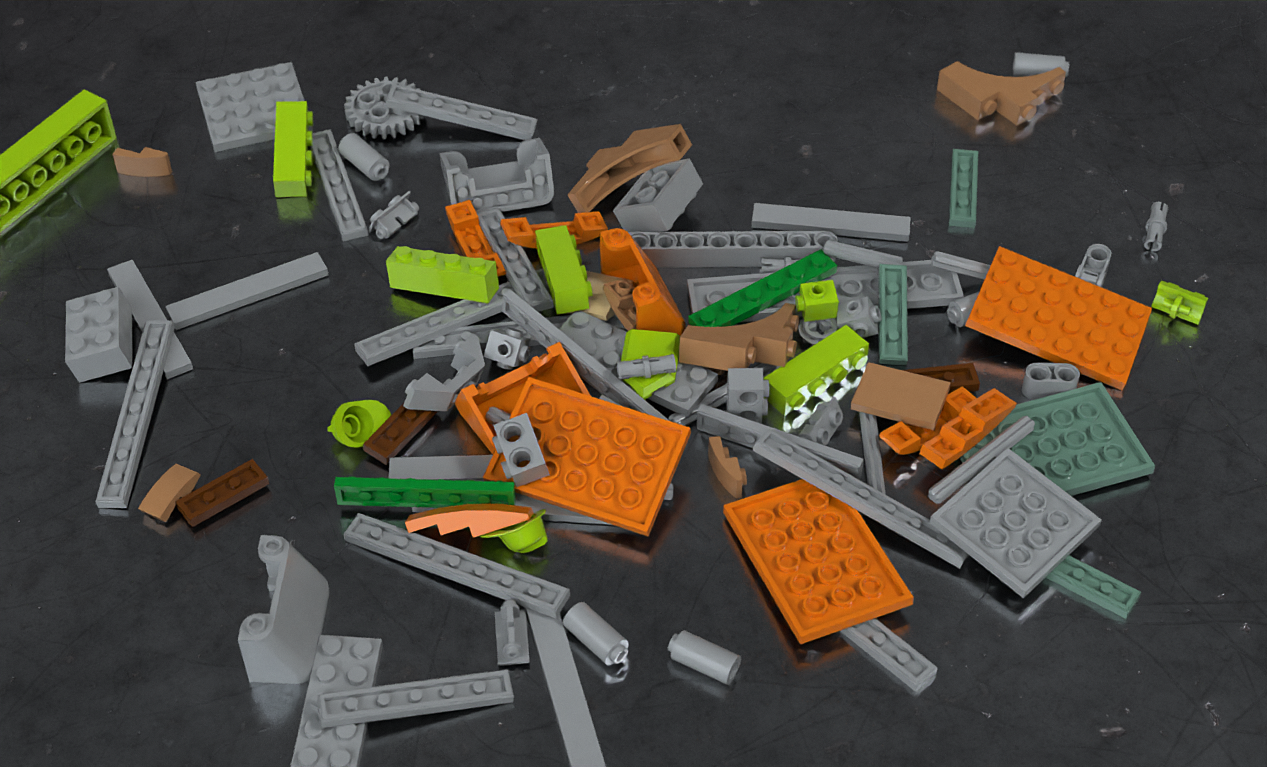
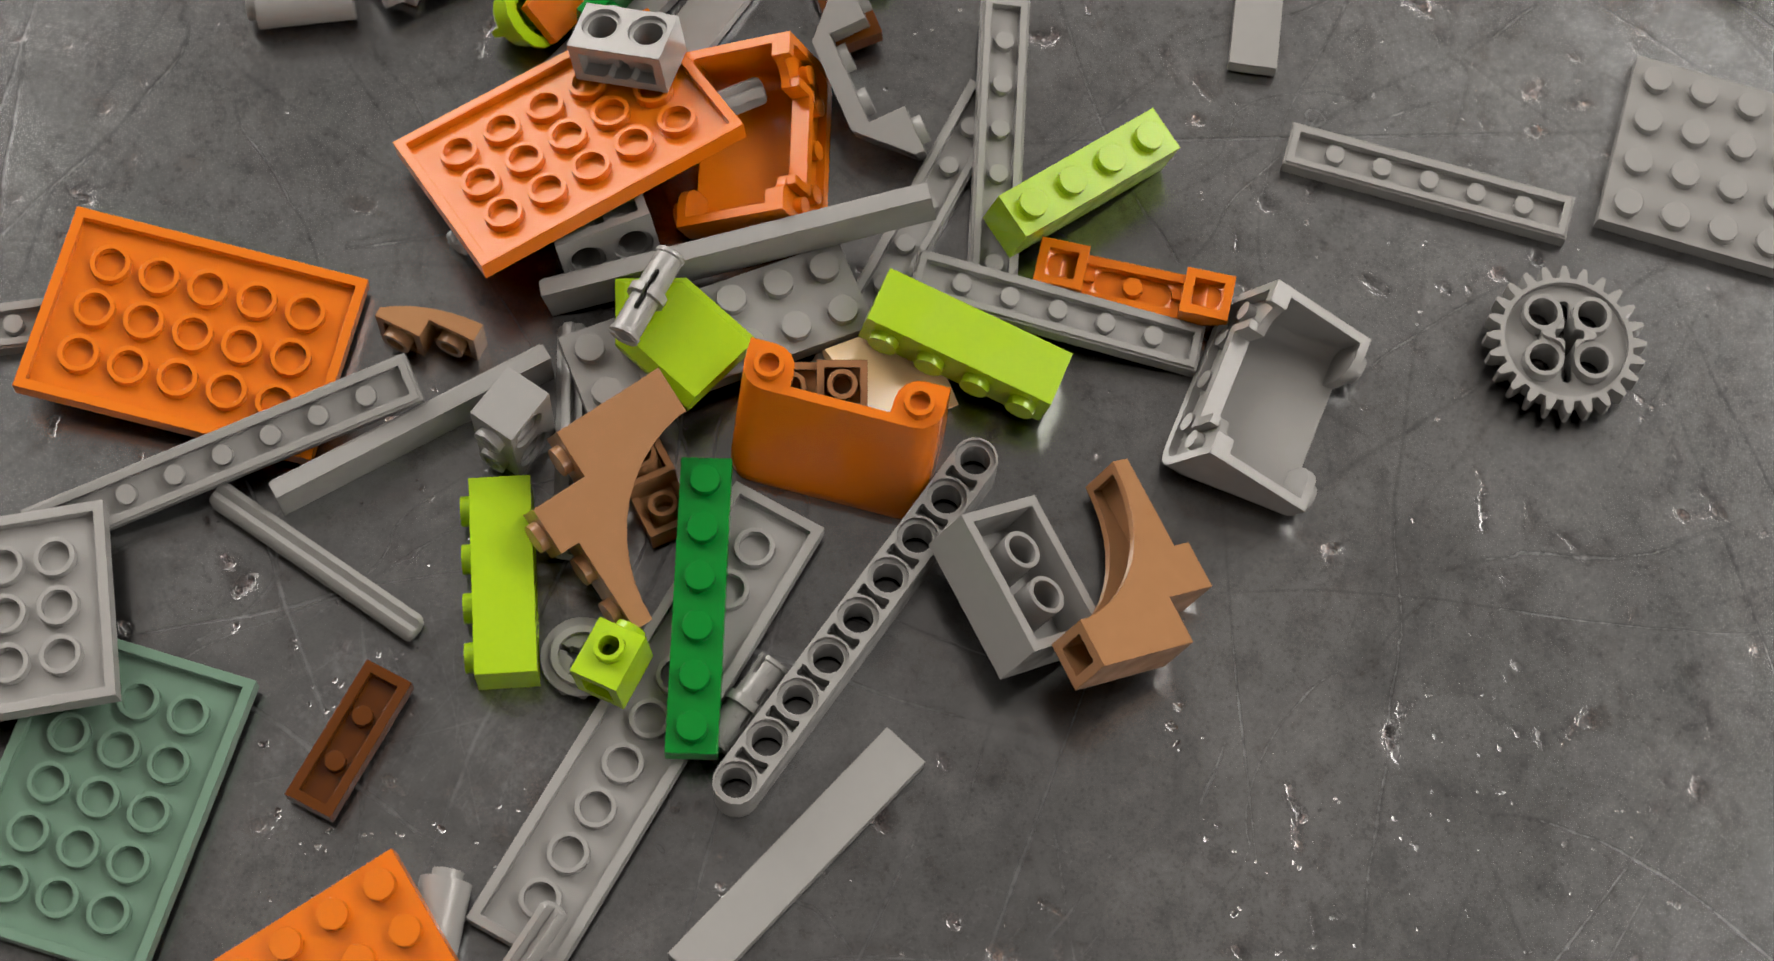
camera: 120 degrees right, 20 degrees up
(291, 149) = (1535, 140): lime brick -> none
(364, 157) = (1453, 243): light grey brick -> none
(400, 209) = (1279, 194): light grey hinge -> none
(461, 112) = (1461, 441): light grey tile -> none
(507, 348) = (866, 176): light grey brick -> none
(584, 227) = (1080, 407): orange slope -> none
(704, 656) = (164, 97): light grey brick -> none
(823, 422) = (392, 496): light grey hinge -> none
(859, 254) = (653, 808): light grey axle -> none
(859, 316) = (544, 711): light grey brick -> none
(893, 309) = (517, 776): sand green tile -> none
(900, 396) = (347, 647): medium nougat tile -> none
(910, 438) = (278, 662): orange slope -> none
(967, 429) = (208, 690): orange slope -> none
(980, 460) = (144, 666): light grey axle -> none
(1049, 379) = (196, 901): light grey beam -> none

